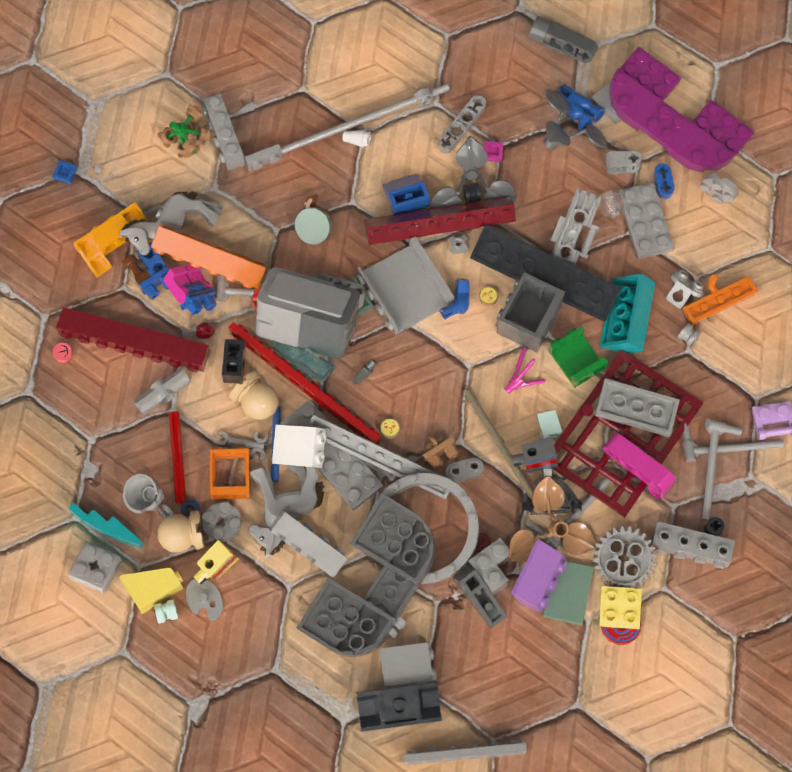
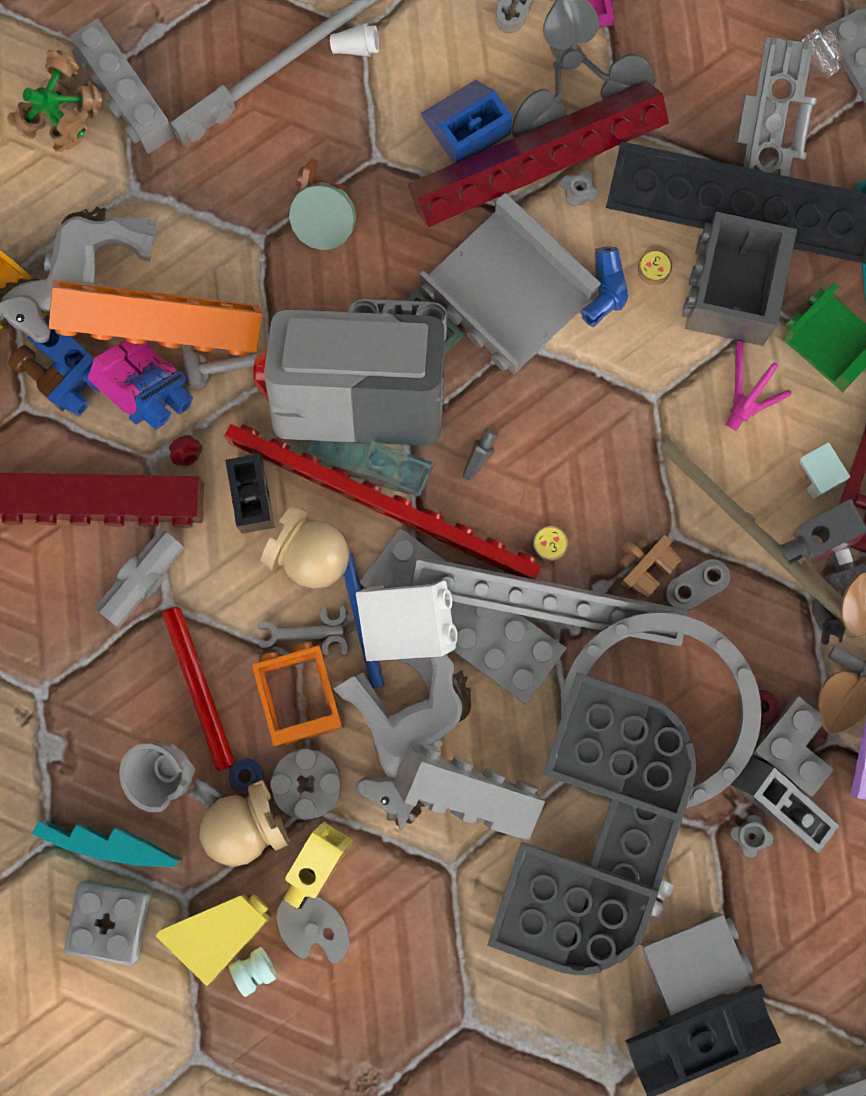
camera: 10 degrees left, 10 degrees up
(454, 615) = (761, 839): none -> light grey plate
(472, 192) = (579, 91): black wheel -> none

